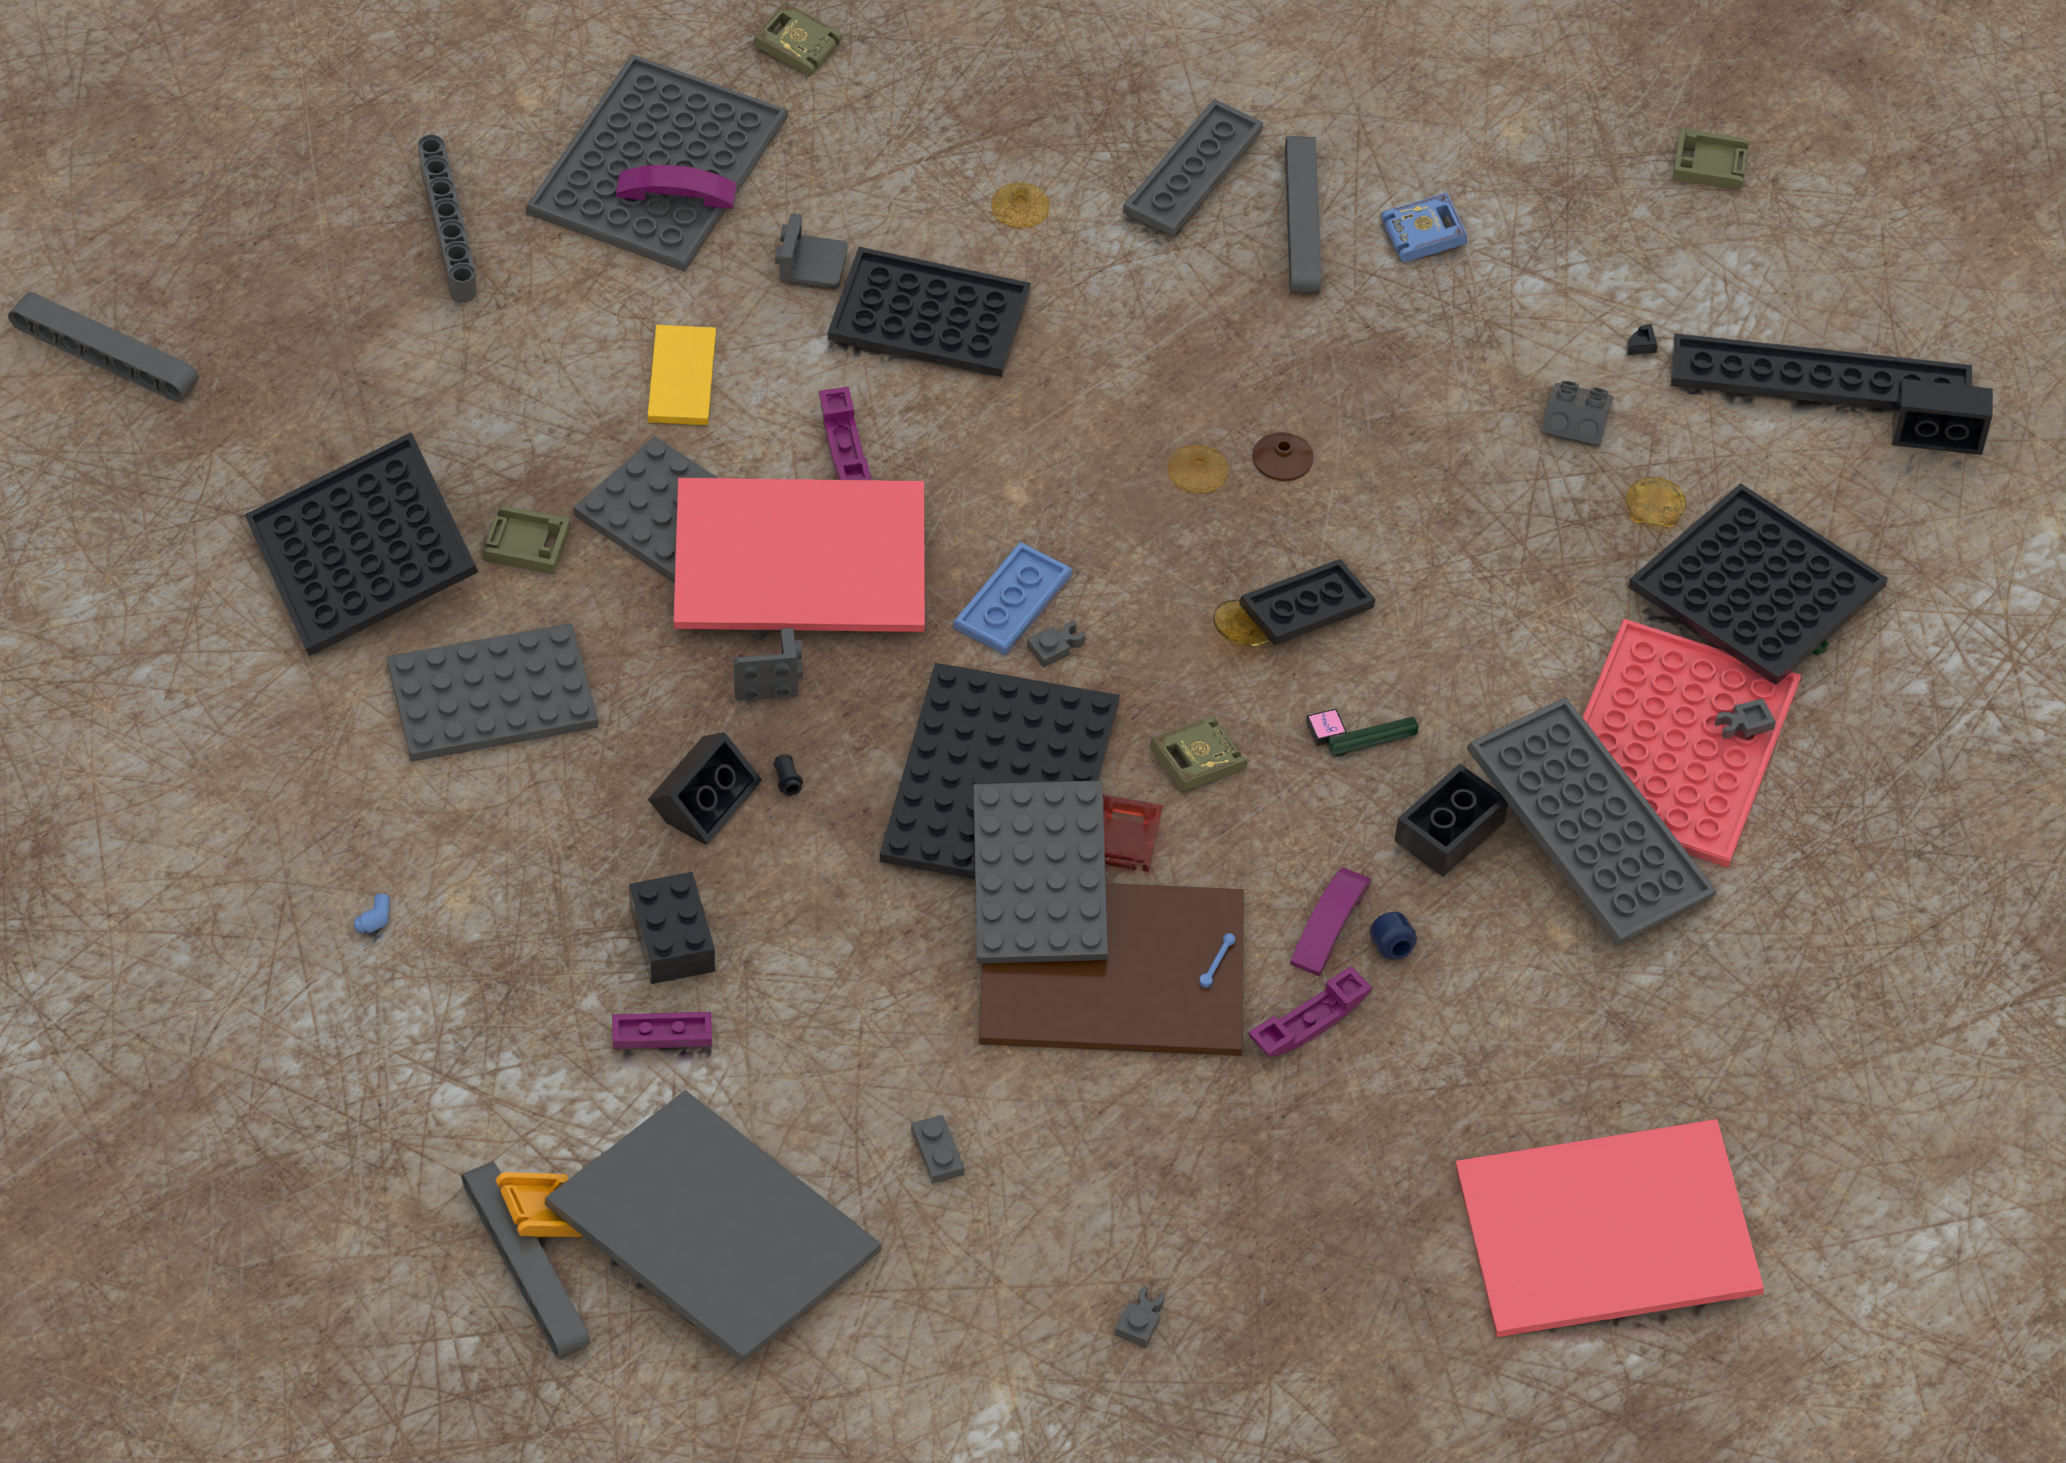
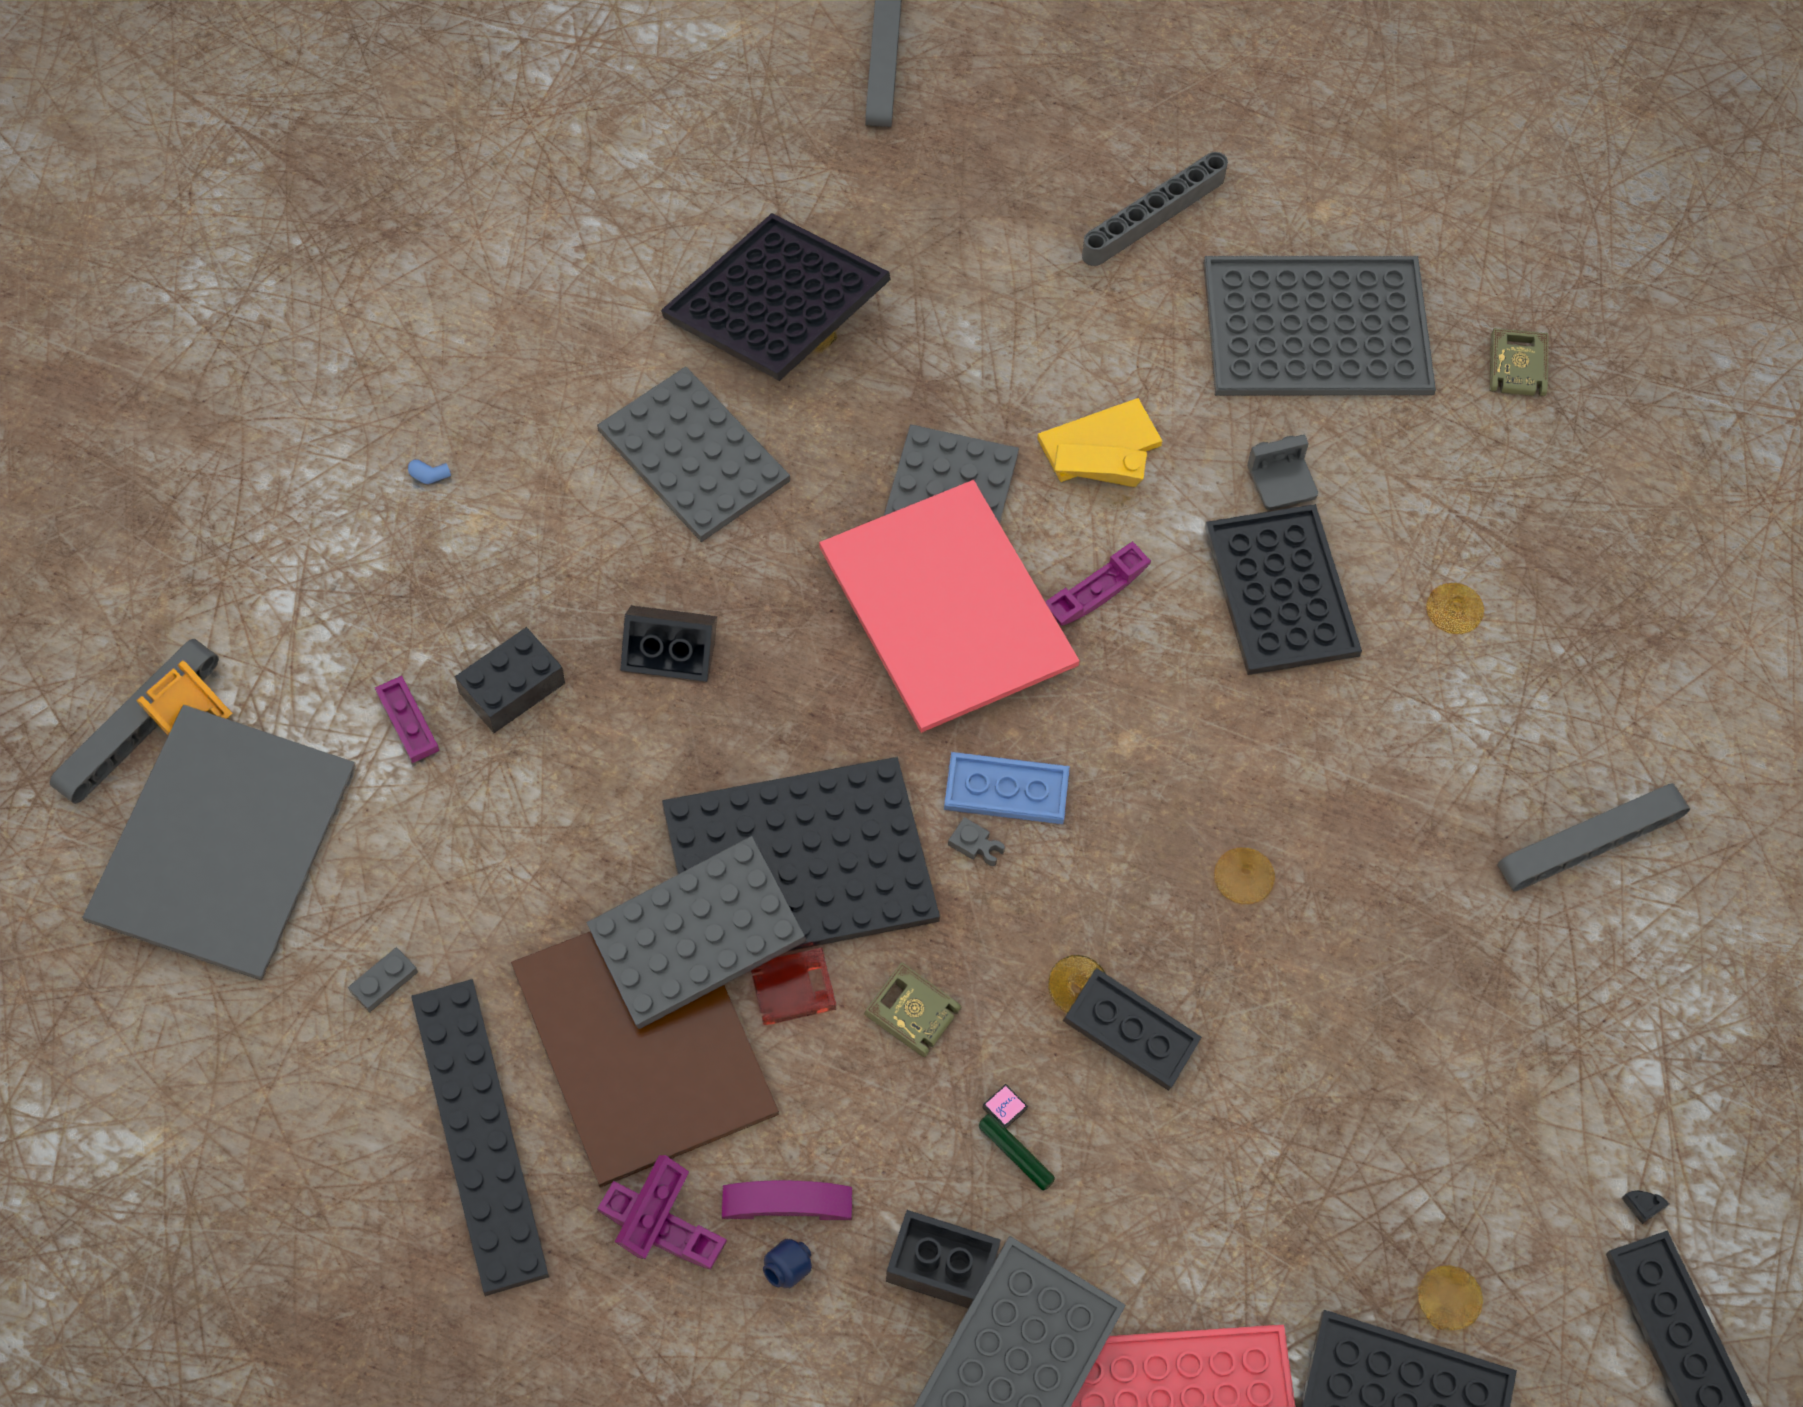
camera: 65 degrees right, 10 degrees up
(521, 536) = (859, 406): olive container -> none
(679, 181) = (1294, 347): magenta slope -> none
(719, 376) = (1101, 463): none -> yellow slope
(770, 674) = (812, 646): dark grey bracket -> none
(789, 780) = (711, 701): black pin -> none
(1139, 1127) = (479, 1138): none -> black plate
(1140, 1320) = (268, 1220): dark grey plate -> none
(1193, 167) = (1588, 724): dark grey plate -> none
(1206, 979) = (658, 1121): medium blue hinge -> none
(1283, 456) = (1298, 952): reddish brown dish -> none
(1290, 1009) = (652, 1207): none -> magenta plate
(1418, 227) = (1645, 943): medium blue container -> none
(1577, 412) = (1514, 1177): dark grey bracket -> none

